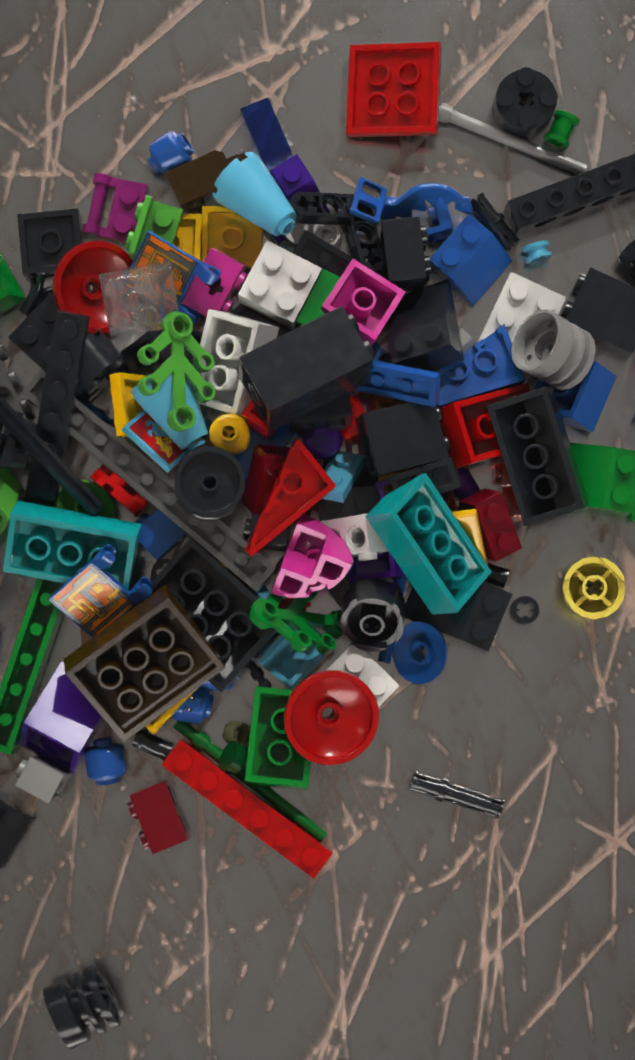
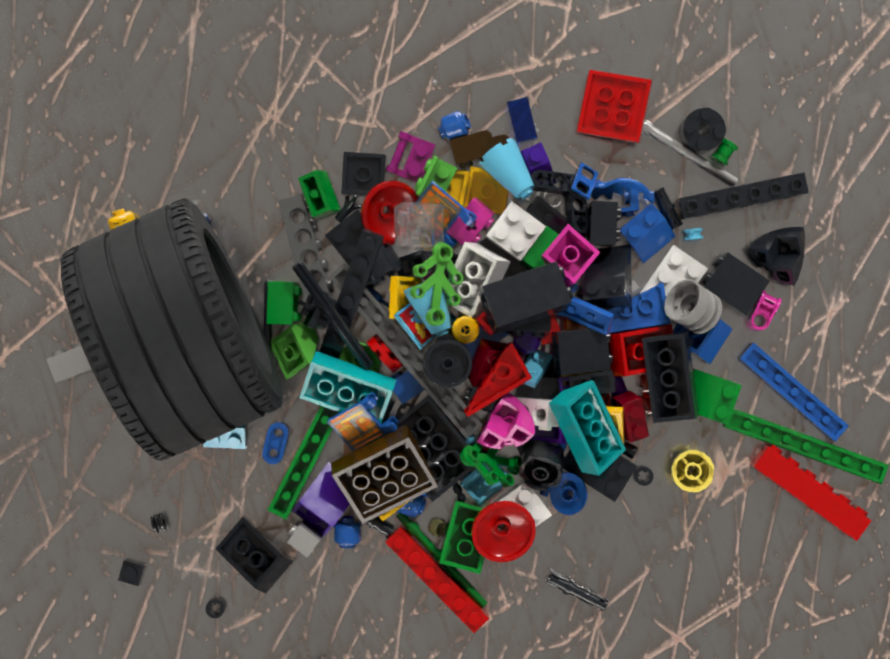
camera: 10 degrees right, 5 degrees up
(158, 817) = (377, 574): dark red brick -> none
(233, 757) = (433, 544): dark green tile -> none

